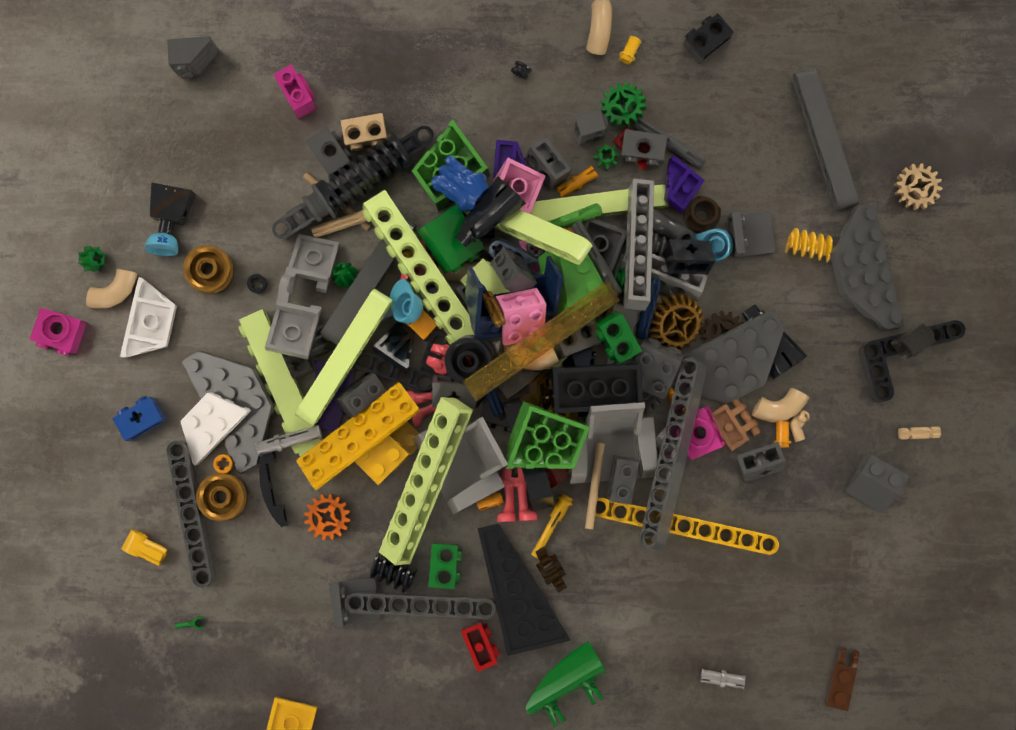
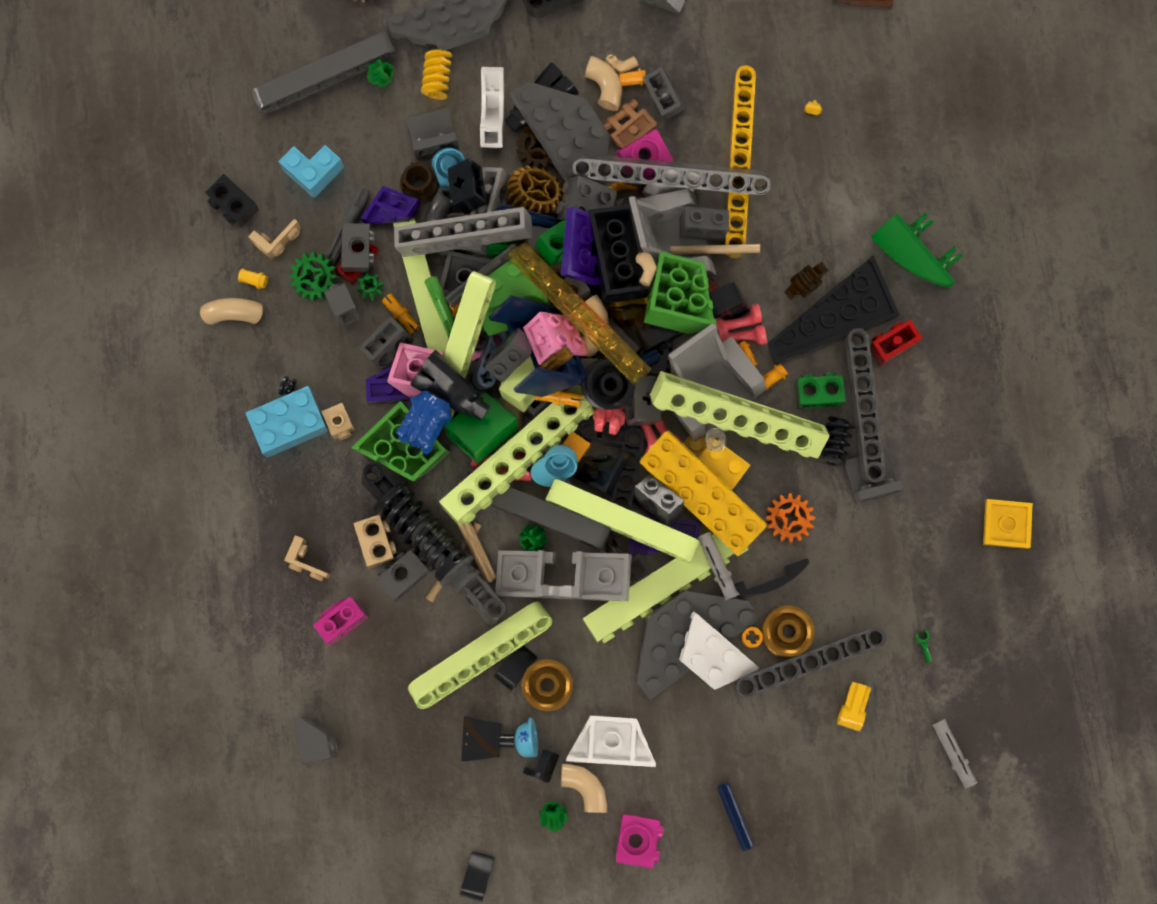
camera: 100 degrees left, 5 degrees down
(52, 185) = (477, 876): none -> black panel
(65, 422) = (735, 817): none -> dark blue axle
(87, 633) = (954, 753): none -> light grey pin
(129, 427) = (731, 740): blue brick -> none
(135, 257) = (545, 766): none -> black tile
(231, 244) = (515, 667): none -> black panel
(245, 212) = (479, 655): none -> yellowish green beam
(250, 285) = (557, 639): black bush -> none
(366, 61) = (298, 550): none -> tan bracket
(398, 458) = (715, 433): none -> clear bush
(464, 321) = (563, 397): none -> light orange pin
(465, 523) = (774, 375): none -> light orange pin
(480, 112) = (338, 422): none -> tan brick
(487, 65) = (287, 422): none -> medium azure brick
(556, 515) = (750, 287): yellow pin -> none
(576, 412) = (649, 267): none -> tan arm
(598, 347) = (577, 252): none -> dark purple wing
(662, 63) = (276, 247): none -> tan bracket
(722, 678) = (884, 105): light grey pin -> none
(724, 115) = (312, 174): none -> medium azure brick
(729, 608) = (813, 108): none -> yellow rock
(766, 294) = (492, 107): none -> white arch
(817, 191) = (380, 73): none -> green gear

